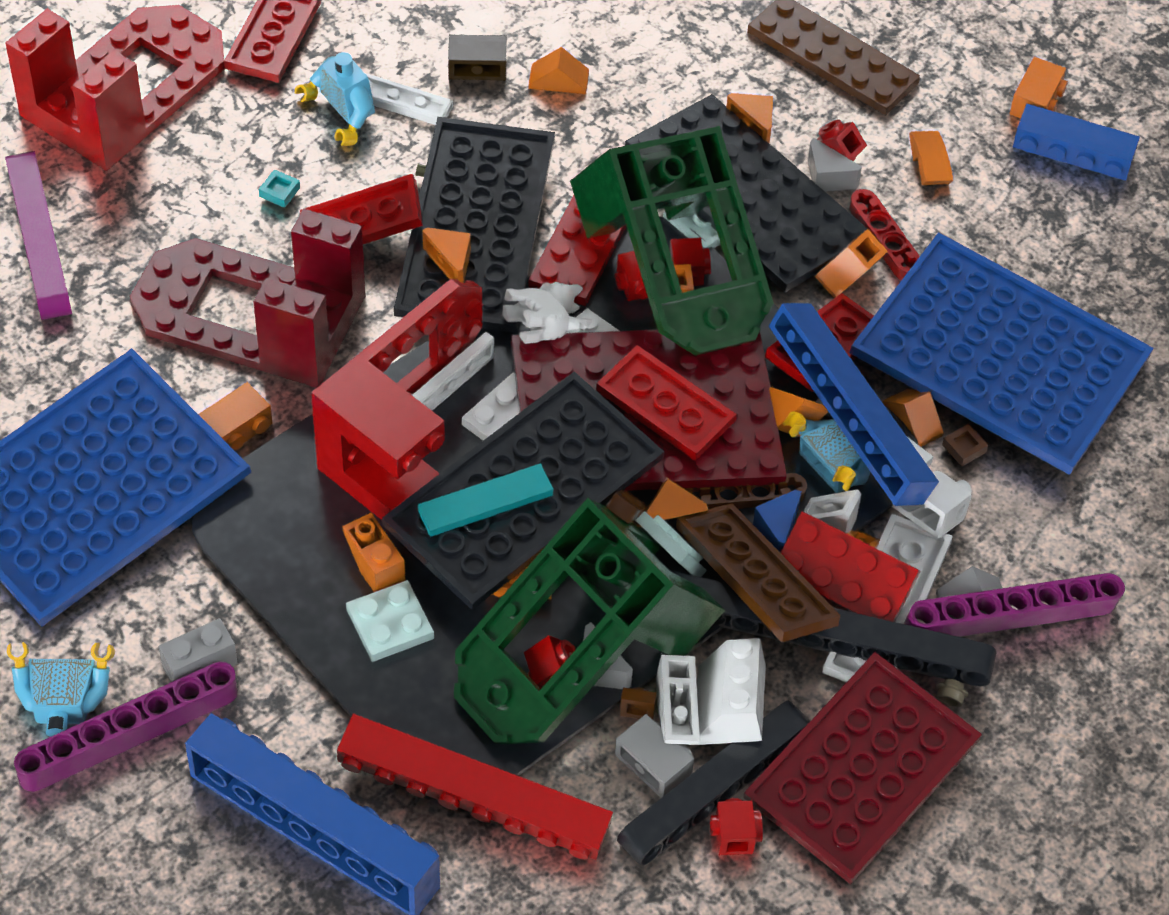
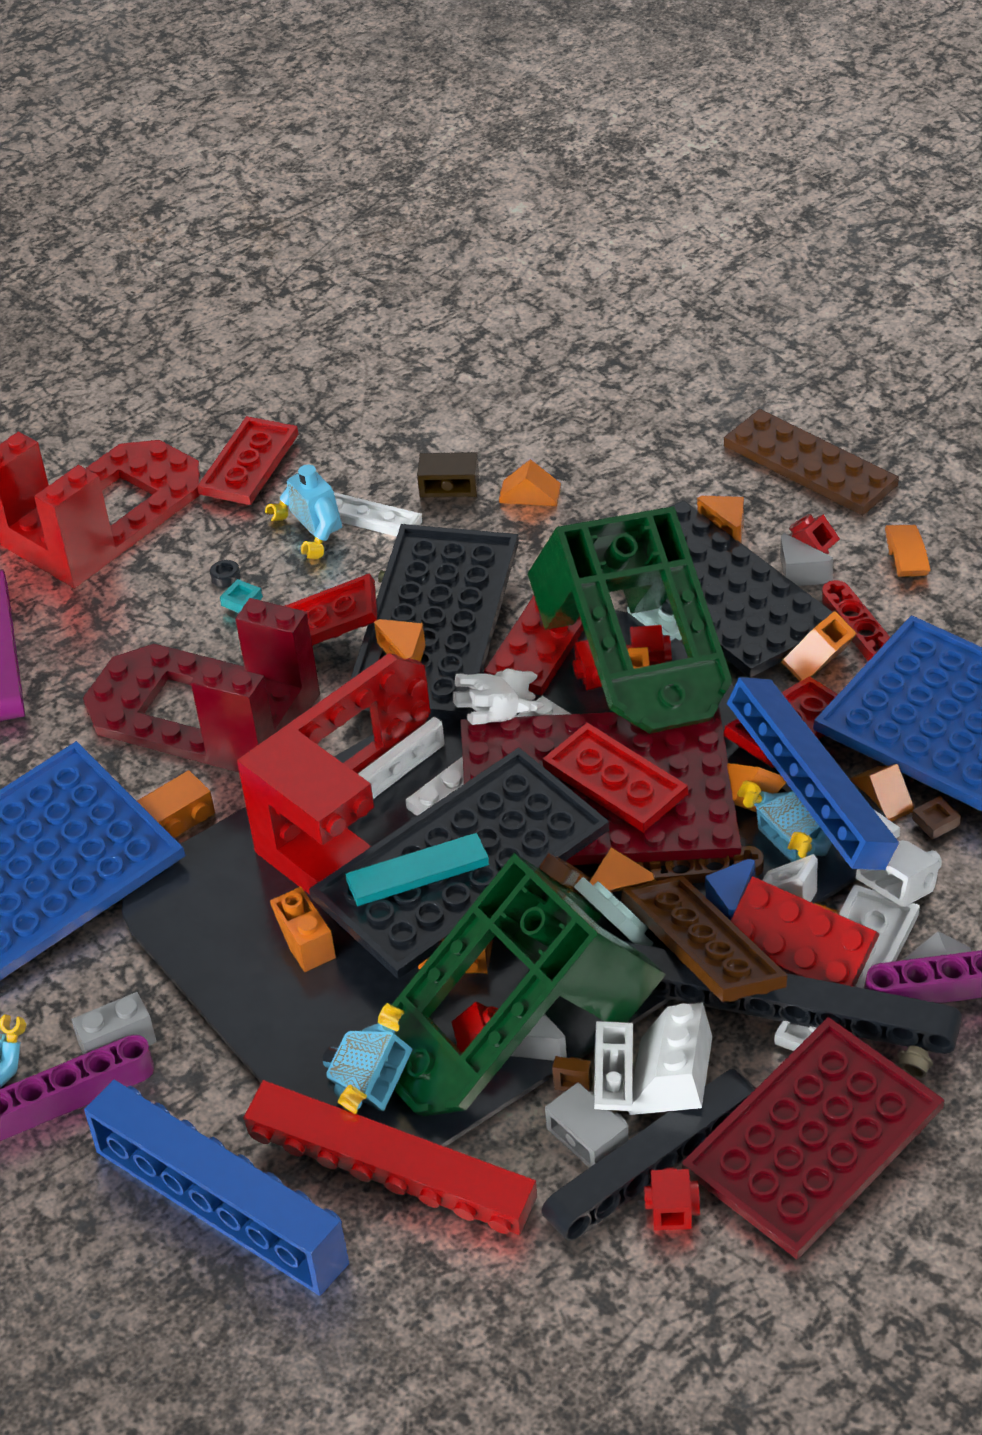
camera: 10 degrees right, 10 degrees down
(259, 160) = (224, 573): none -> black tile
(390, 620) = (315, 995): light aqua plate -> none
(449, 695) = (368, 1062): none -> medium azure torso

